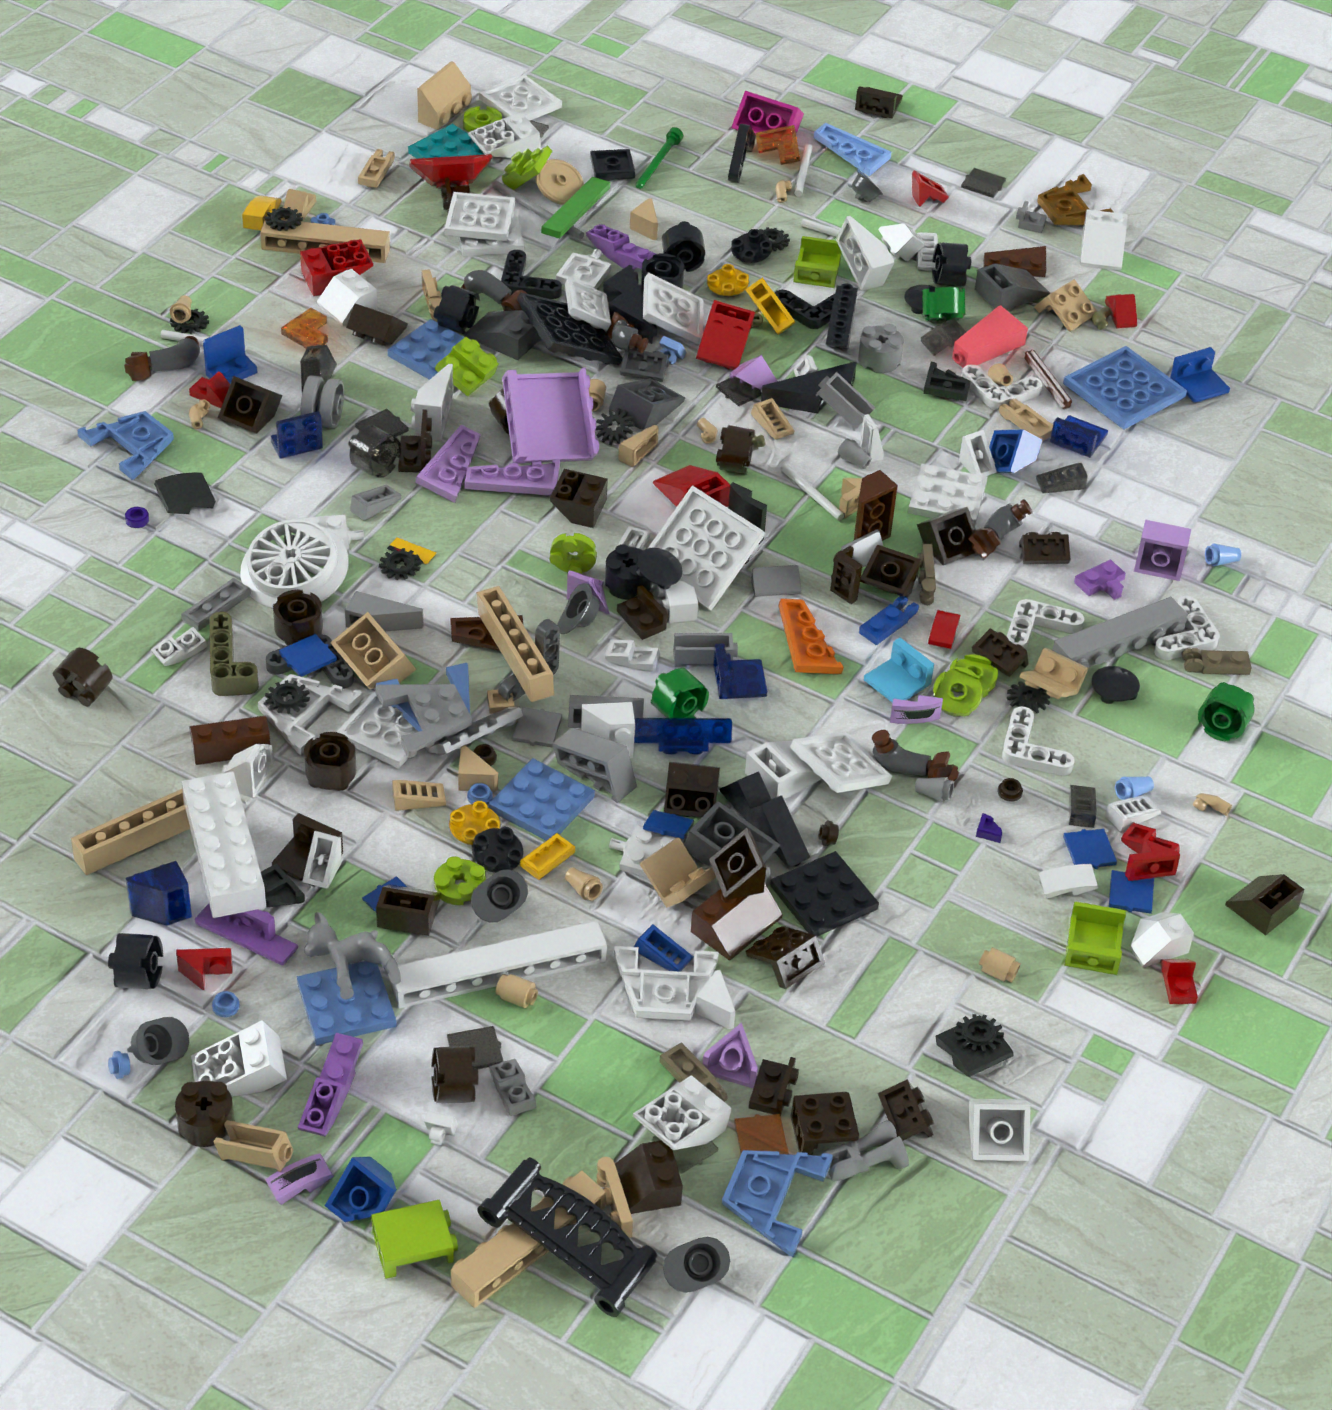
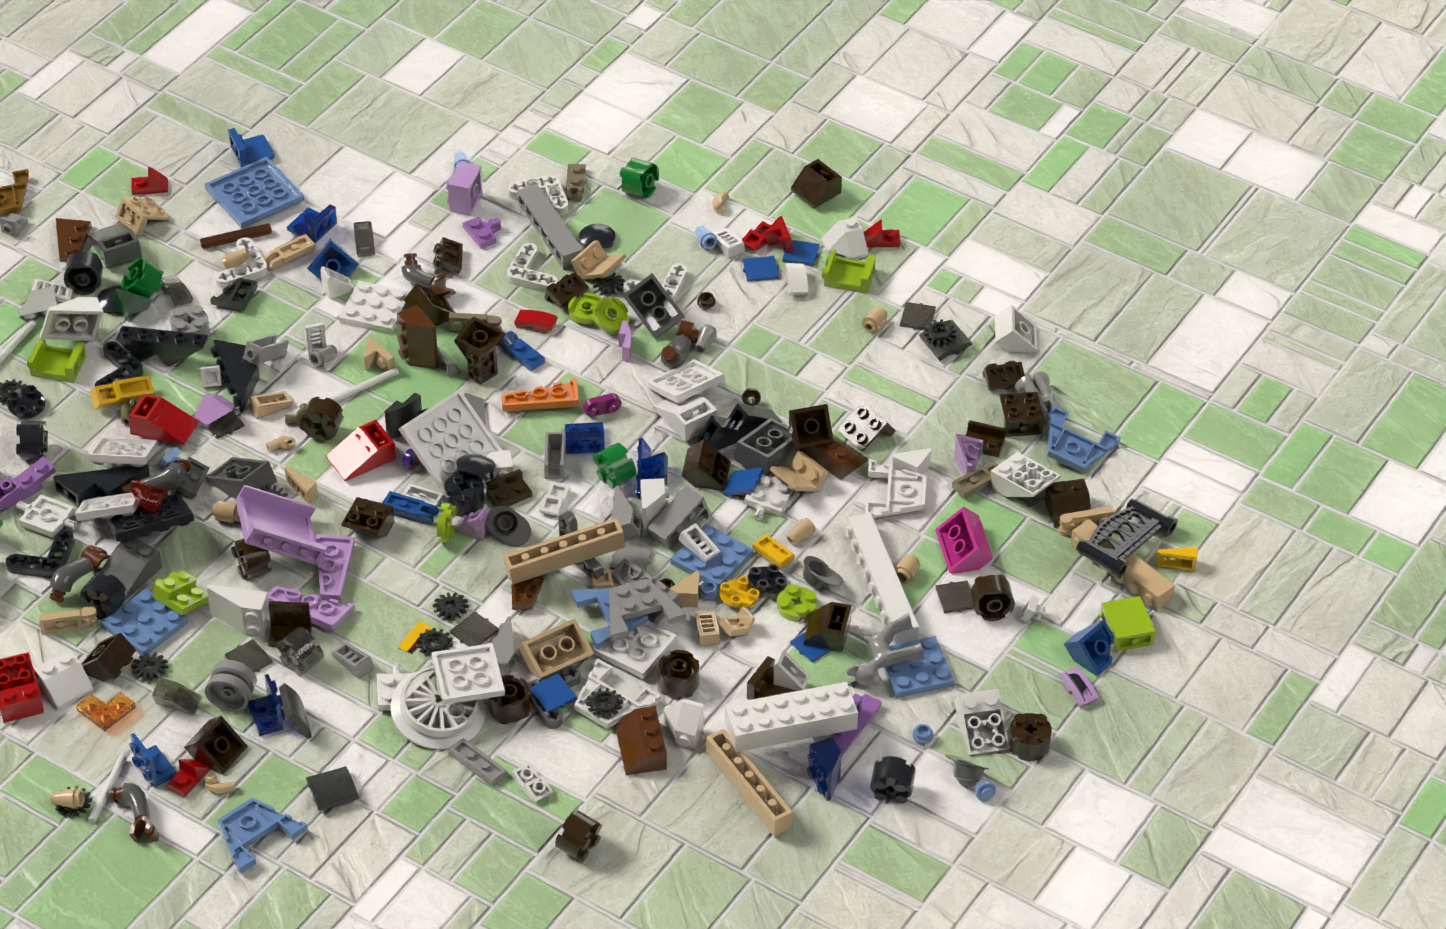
camera: 85 degrees left, 0 degrees up
(137, 517) = (359, 823): dark purple tile -> none
(198, 962) = (888, 745): red slope -> none
(227, 676) = (549, 750): olive beam -> none
(255, 1145) = (1066, 688): tan window -> none
(284, 451) = (295, 710): none -> pearl dark grey slope
(313, 564) = (468, 674): none -> white plate
(332, 1085) = (1005, 672): medium lavender slope -> none
(359, 357) = (148, 673): none -> pearl dark grey gear
(417, 818) = (738, 624): none -> tan bracket
(420, 594) = (474, 630): none -> clear smoke piece
(446, 575) = (452, 612): none -> pearl dark grey gear
(512, 1087) = (997, 569): light grey slope -> none
(542, 1317) = (1183, 558): none -> yellow slope
(548, 765) = (687, 541): none -> white slope
(567, 1056) = (964, 542): none -> dark pink slope
(594, 323) = (147, 495): none -> clear red wing
(611, 530) = (411, 507): none -> blue hinge
(661, 940) = (860, 493): blue slope -> none
(665, 267) = (69, 455): black brick -> none
(696, 1264) = (1139, 479): dark grey piece -> none
(728, 281) = (73, 420): yellow dish -> none
(761, 1133) = (1028, 447): clear orange piece -> none
(796, 690) = (602, 405): none -> magenta plate
(824, 894) = (805, 394): black plate -> none
(902, 674) = (586, 346): medium azure bracket -> none
(909, 301) = (130, 303): none -> dark green slope
(980, 727) = (653, 306): none -> dark grey slope
(989, 829) = (742, 317): dark purple tile -> none
(990, 338) = (179, 259): coral slope -> none
(1024, 1020) = (917, 315): none -> clear smoke piece
(1082, 811) = (723, 266): clear smoke slope -> none
(1099, 317) = (159, 198): olive arm -> none
(1103, 239) = (54, 182): white slope -> none

